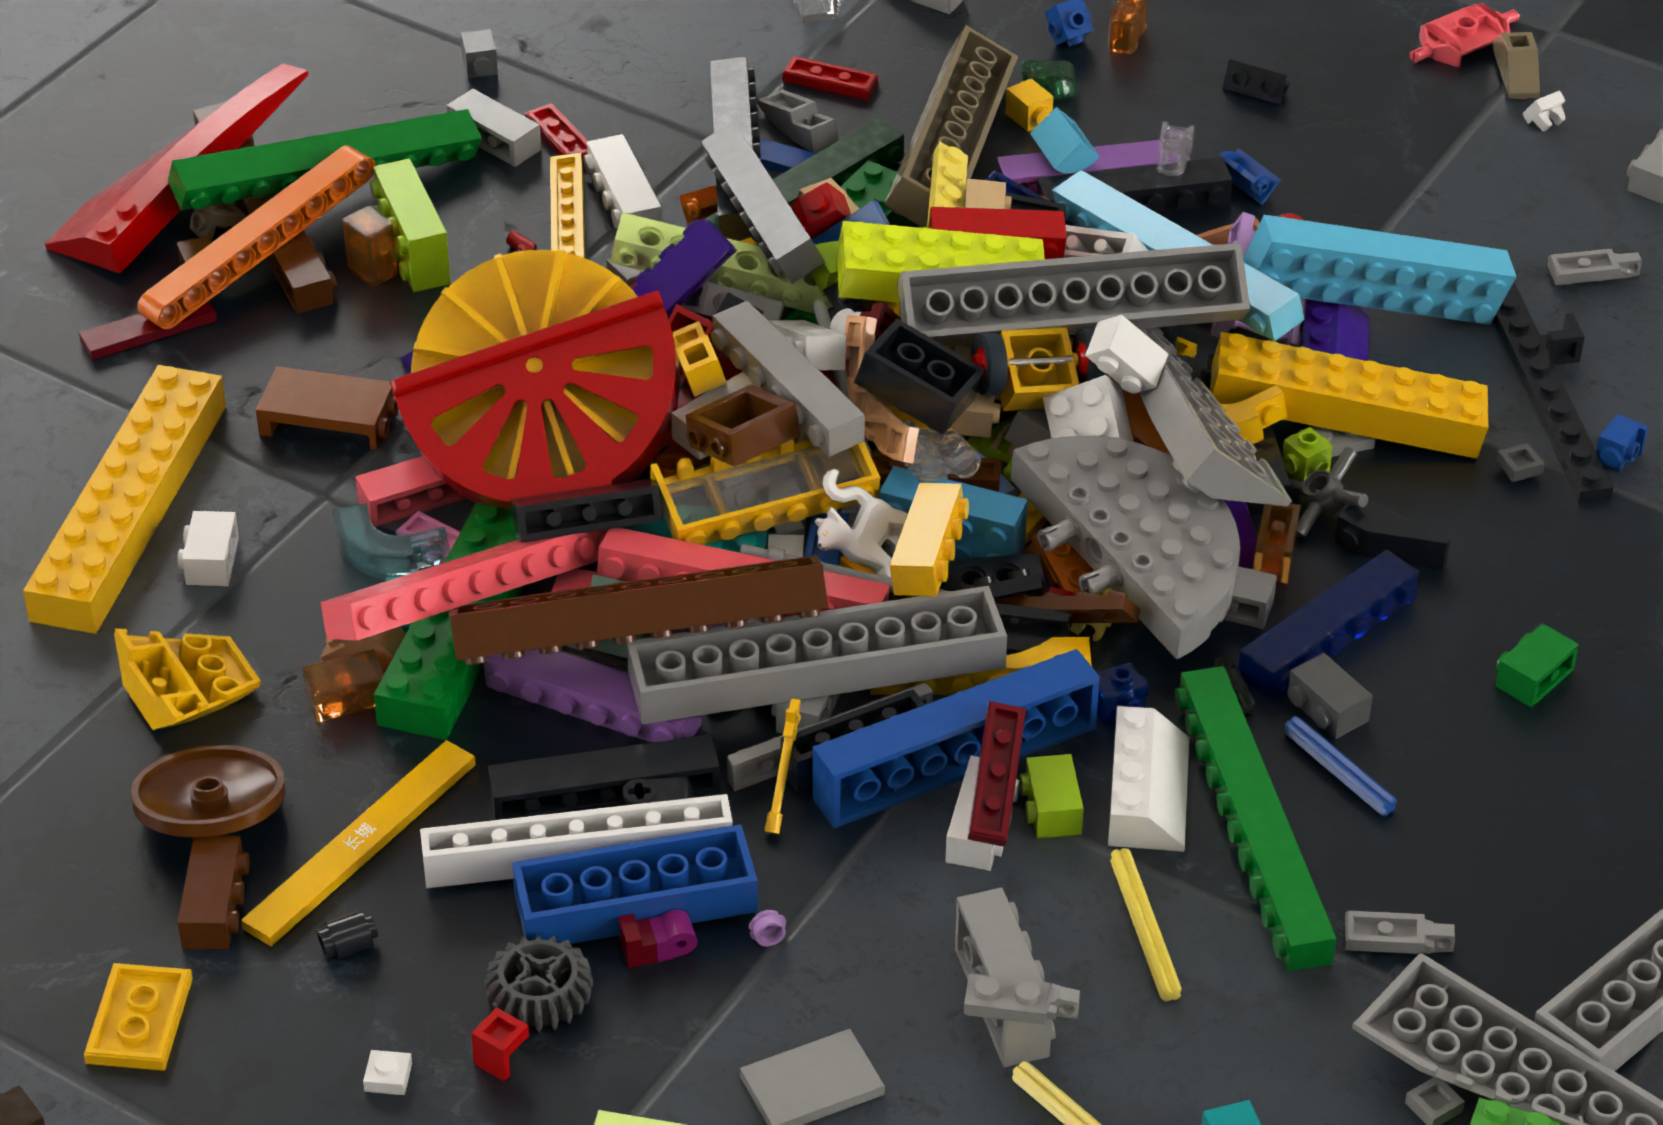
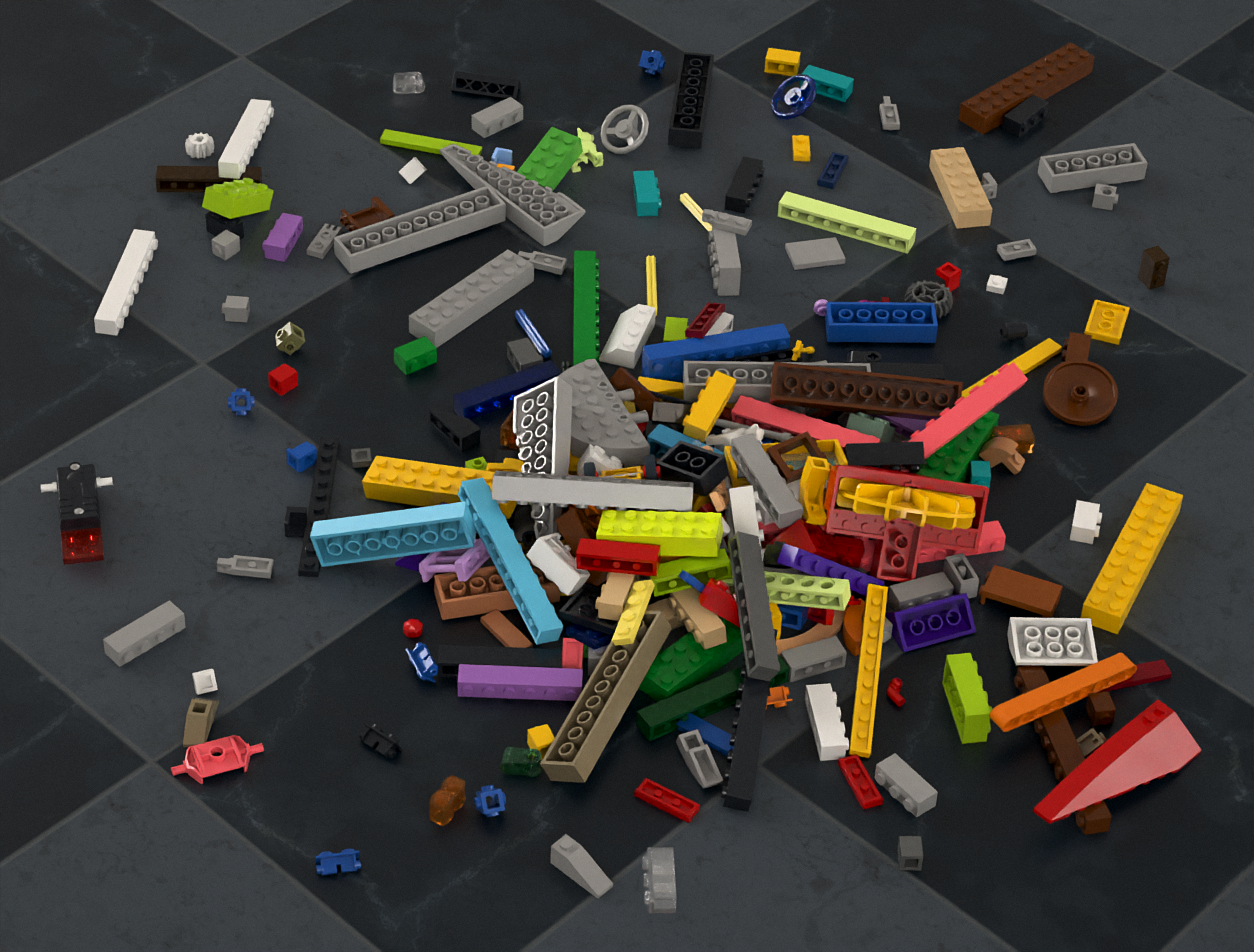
camera: 170 degrees left, 0 degrees up
(182, 677) = (1092, 451): yellow wedge -> none
(275, 322) = (1052, 641): none -> white slope
(276, 165) = (1021, 744): green brick -> none
(370, 246) = (995, 682): clear orange brick -> none
(386, 554) = (1002, 509): clear light blue arch -> none
(488, 848) = (907, 344): white brick -> none
(1064, 143) = (537, 675): medium azure brick -> none
(1120, 687) = (630, 364): clear blue brick -> none
(1126, 354) = (575, 457): white brick -> none
(1174, 148) = (469, 659): clear piece -> none
(1326, 492) = (478, 446): dark grey bar -> none
(1492, 808) = (471, 298): none -> light grey brick

